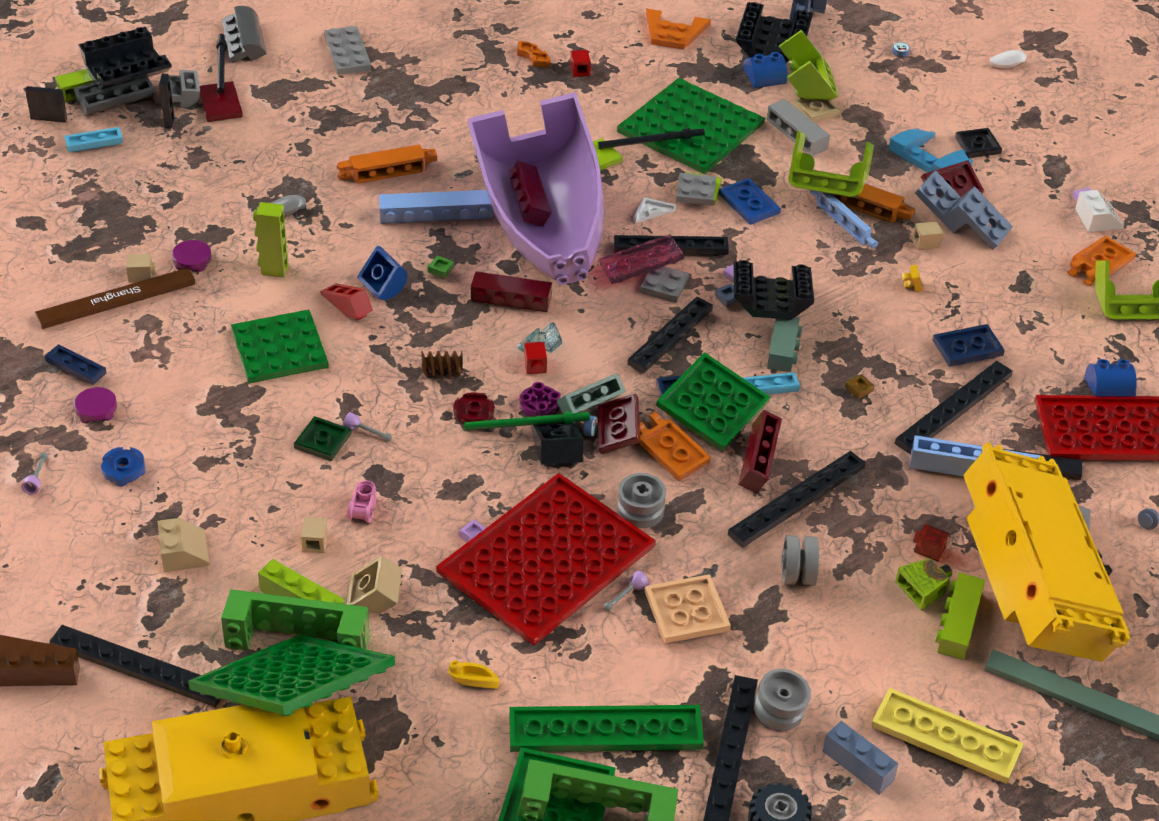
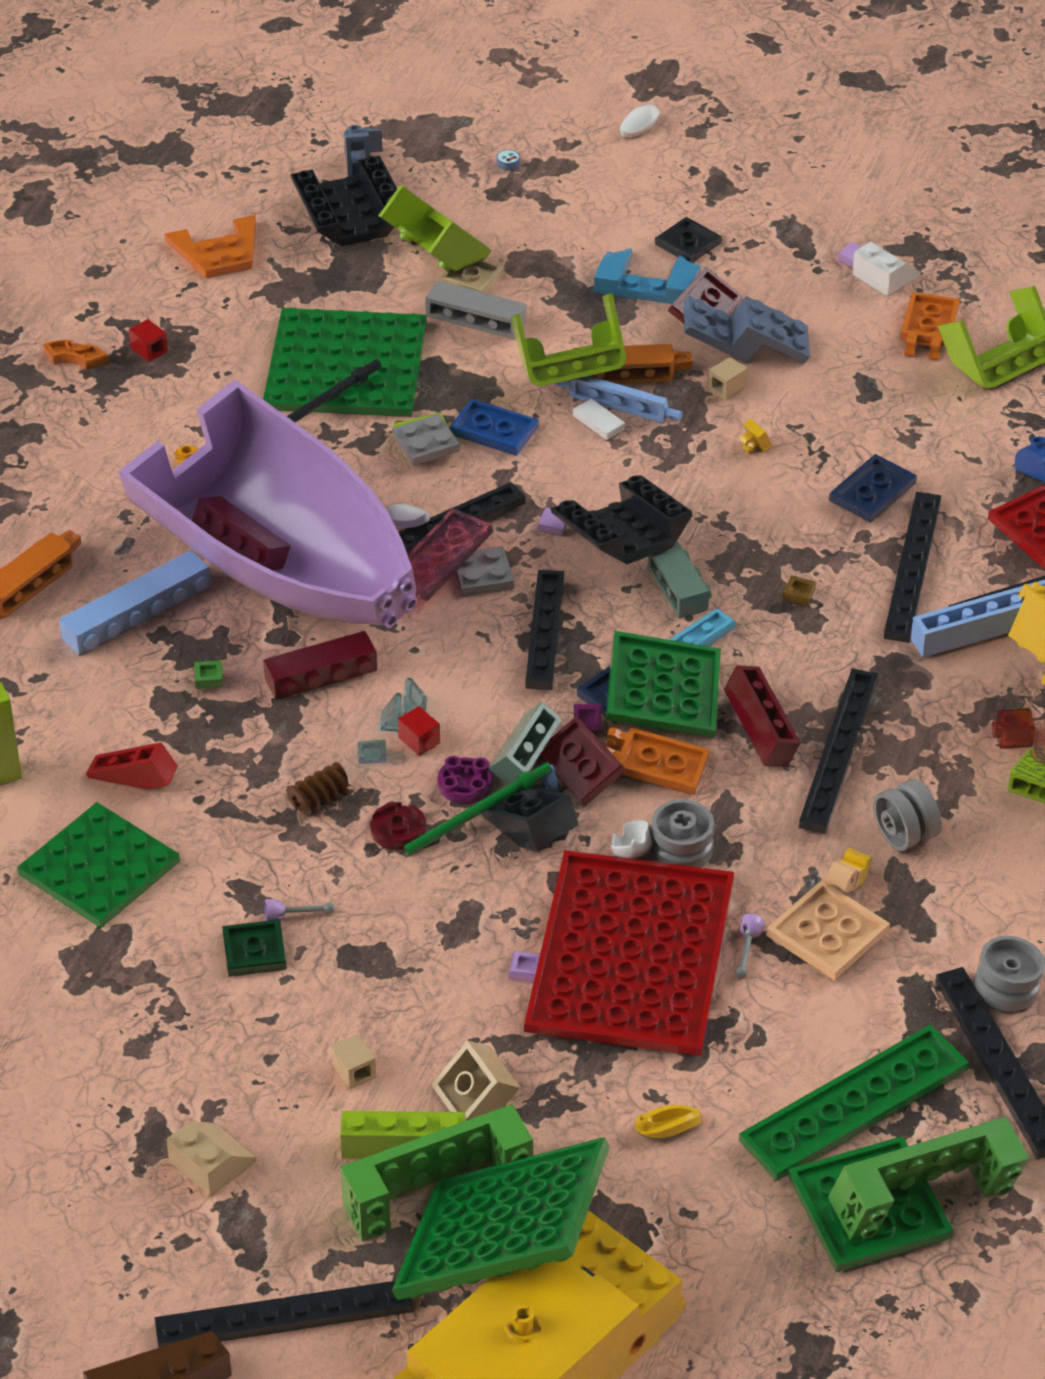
camera: 30 degrees left, 0 degrees up
(123, 475) = (52, 1113): blue plate -> none
(363, 502) = (375, 995): bright pink piece -> none
(383, 274) = (153, 715): blue brick -> none
(496, 357) = (371, 751): none -> clear light blue slope
(606, 491) = (634, 841): none -> white hair
(641, 227) = (407, 515): none -> white arm
(648, 399) = (590, 715): none -> magenta tile
(652, 208) = (392, 486): white tile -> none
(726, 295) = (569, 551): sand blue plate -> none
(730, 578) = (849, 871): none -> leg
(766, 70) = (378, 253): blue brick -> none
(821, 225) = (599, 419): none -> white tile

